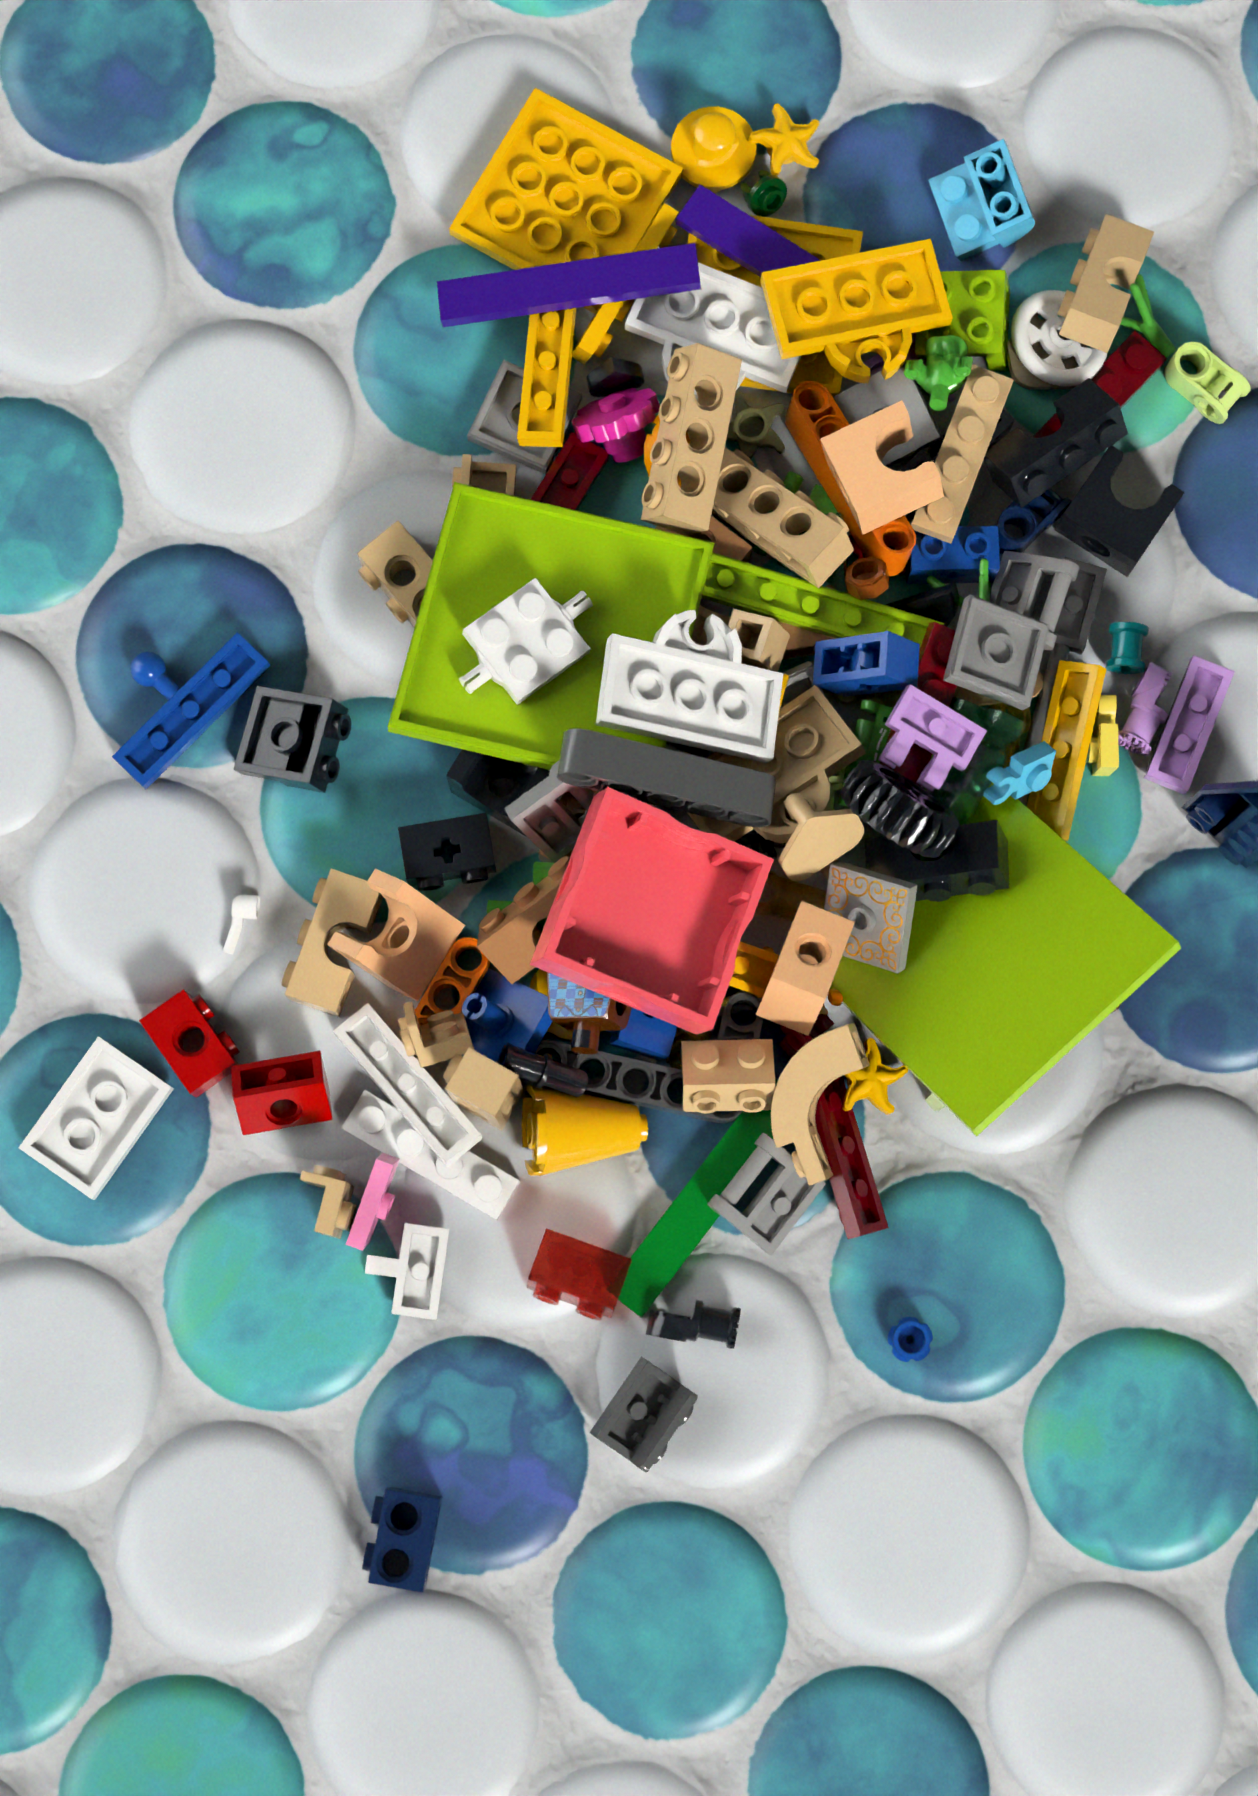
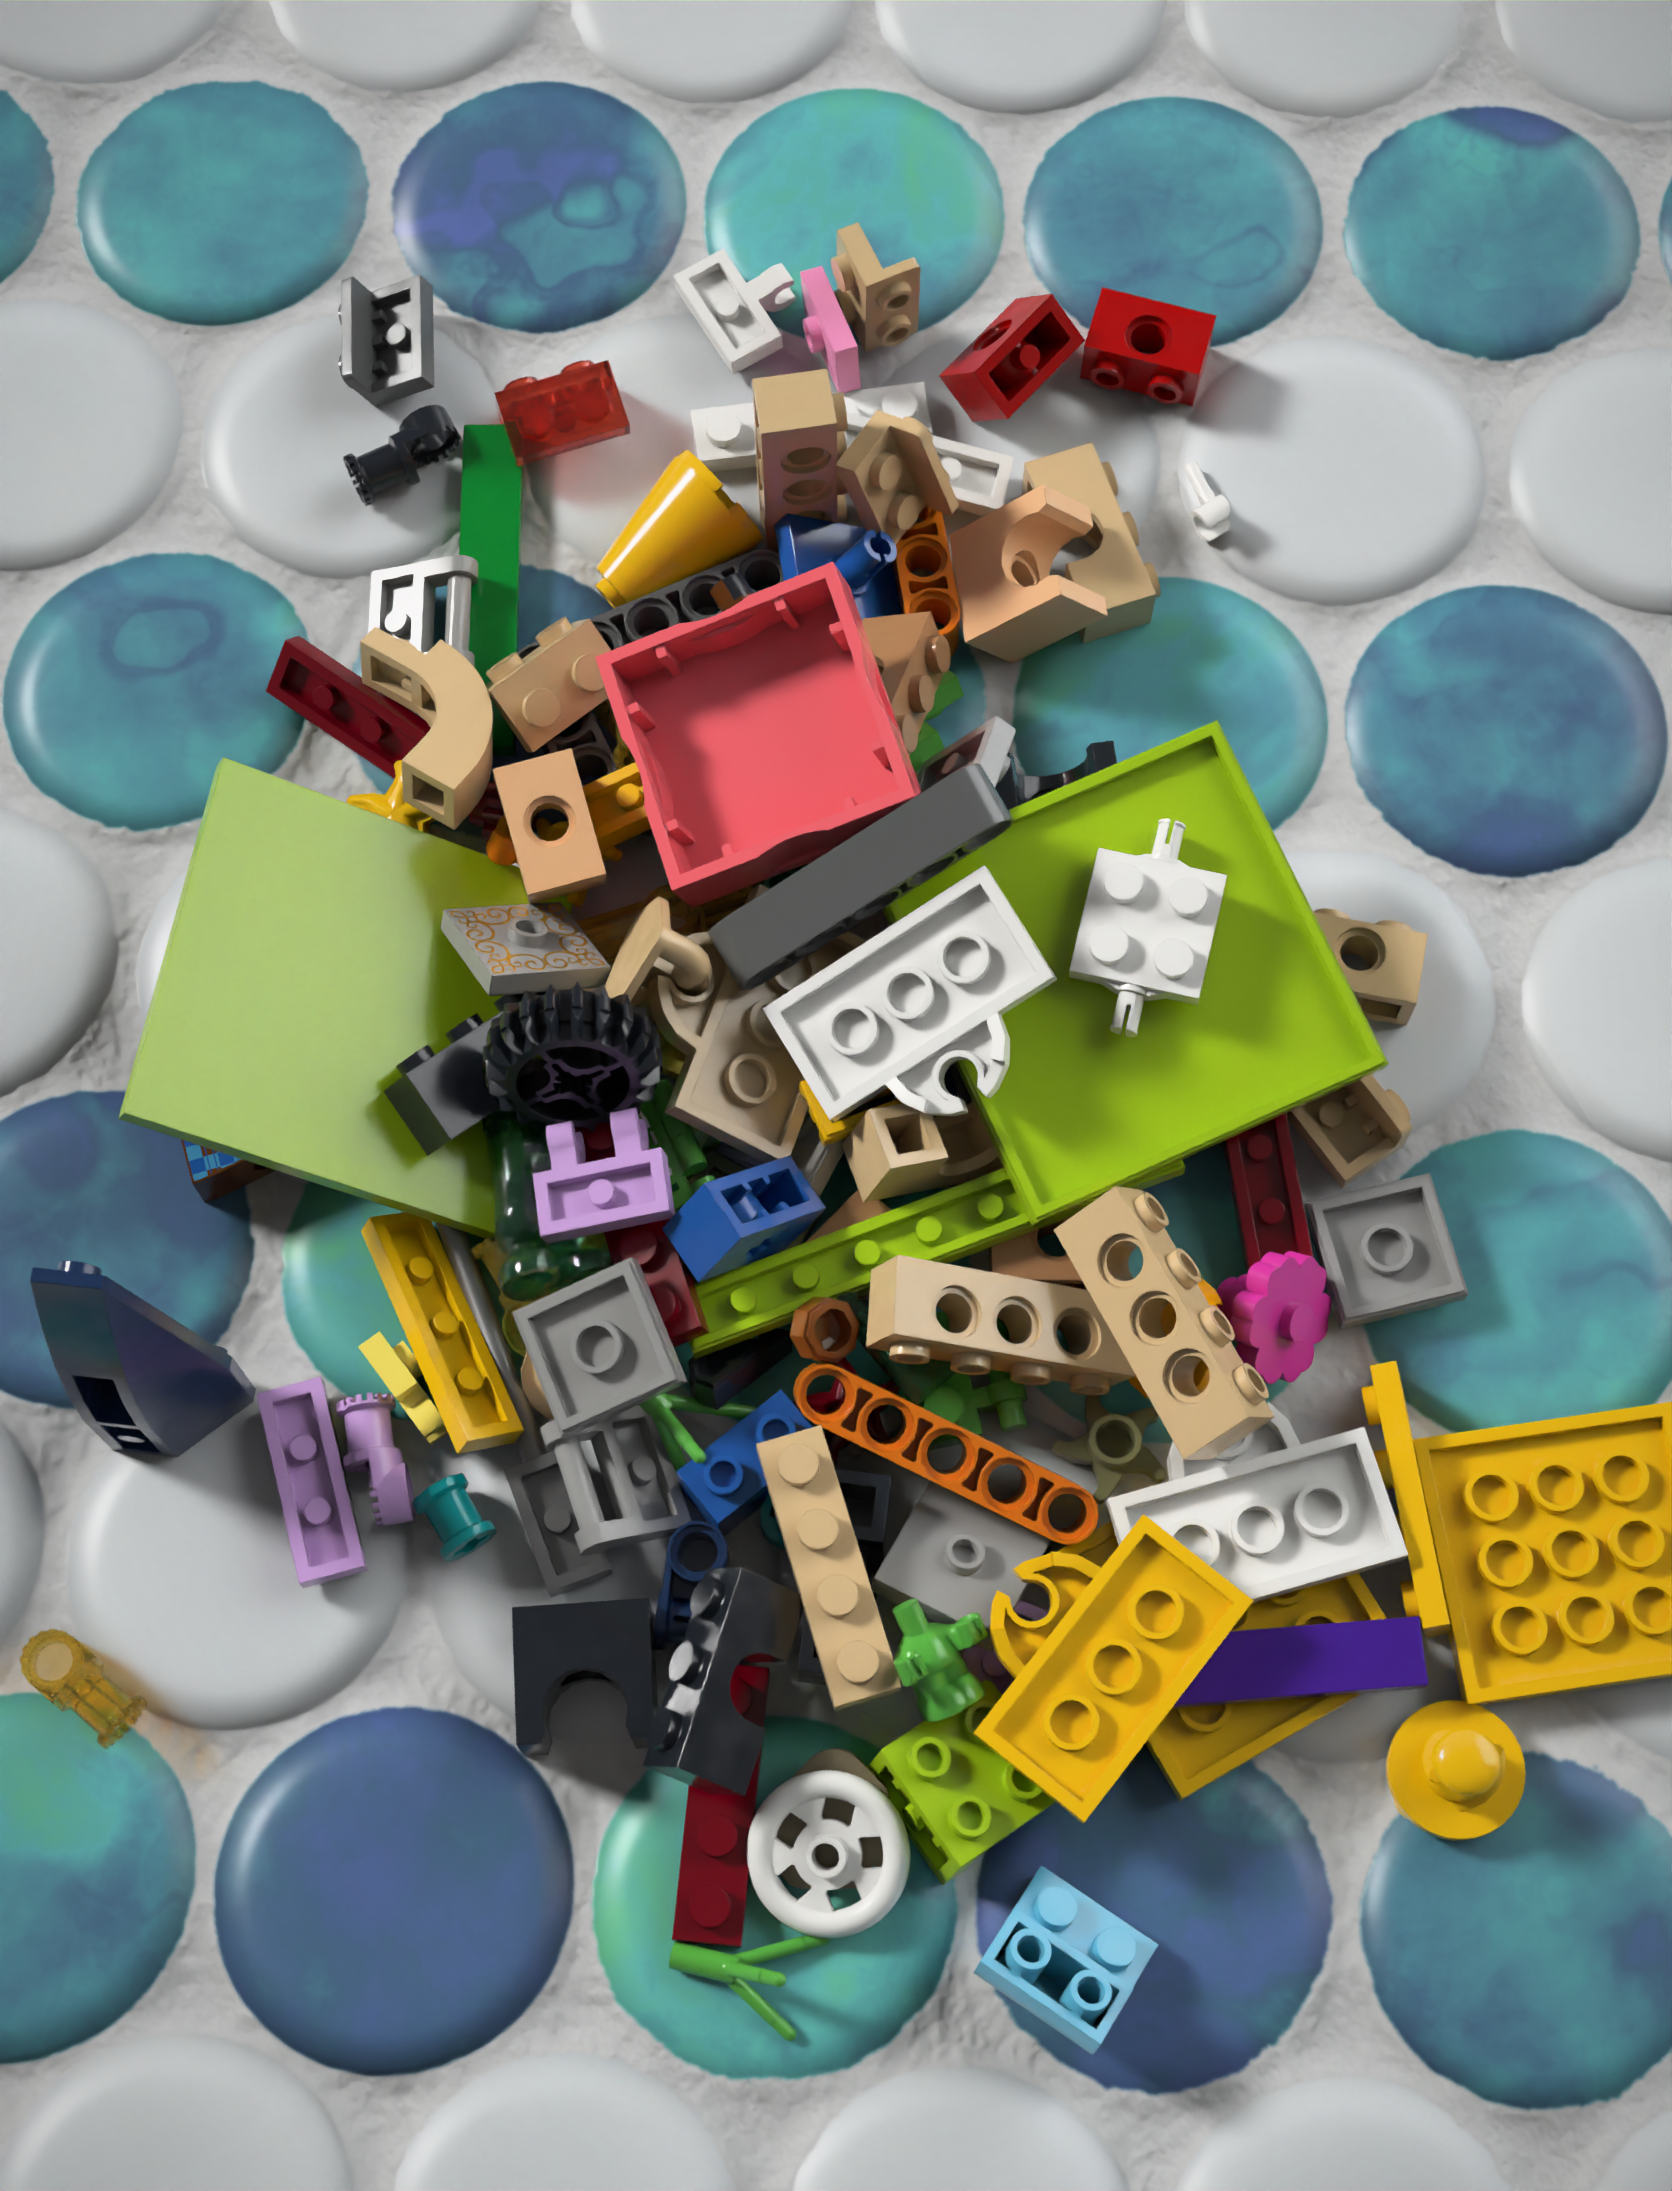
camera: 145 degrees right, 10 degrees down
(96, 1118) = (1177, 221): white plate -> none
(188, 708) = (1454, 662): blue plate -> none
(293, 739) = (1316, 705): black plate -> none
(414, 1541) = (542, 77): dark blue brick -> none
(426, 840) = (1057, 709): black brick -> none
(543, 1070) = (754, 541): black axle -> none
(546, 378) = (1412, 1315): yellow plate -> none
(568, 285) = (1466, 1421): dark purple tile -> none
(614, 376) = (1322, 1378): black tile -> none
(766, 194) = (1337, 1755): dark green plate -> none
(786, 141) = (1375, 1850): yellow animal -> none
(870, 488) = (922, 1419): light nougat piece -> none
(922, 1338) = (158, 586): blue plate -> none
(1026, 773) = (461, 1251): medium azure plate -> none
(1096, 306) = (842, 2022): tan arch -> none
(1205, 386) = (593, 1944): yellowish green piece -> none

